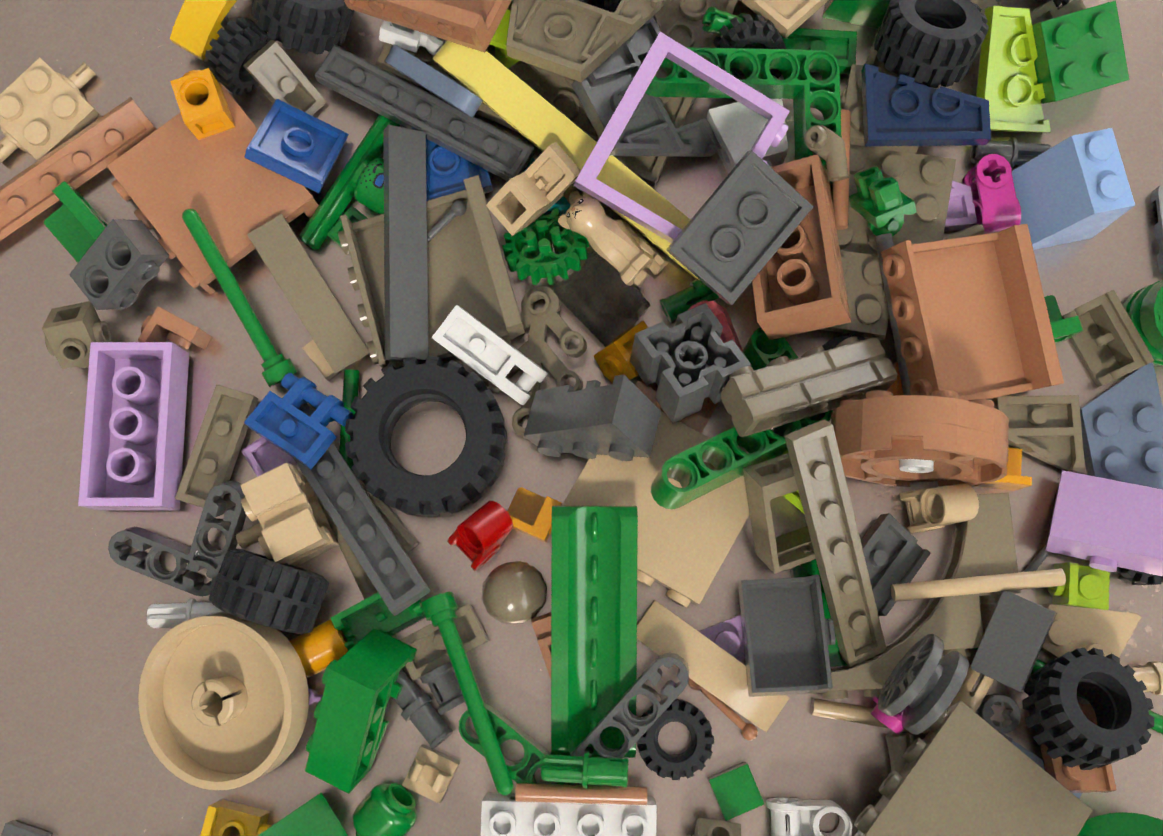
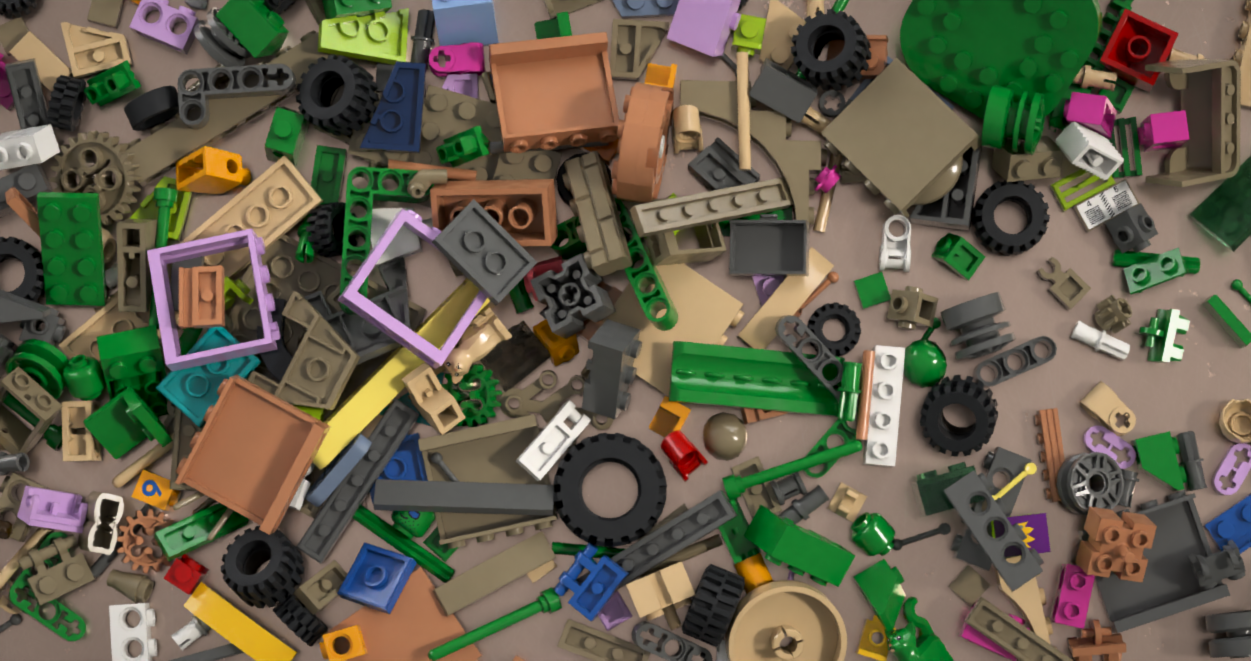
camera: 90 degrees left, 5 degrees up
(923, 684) = (807, 160): dark grey wheel -> none

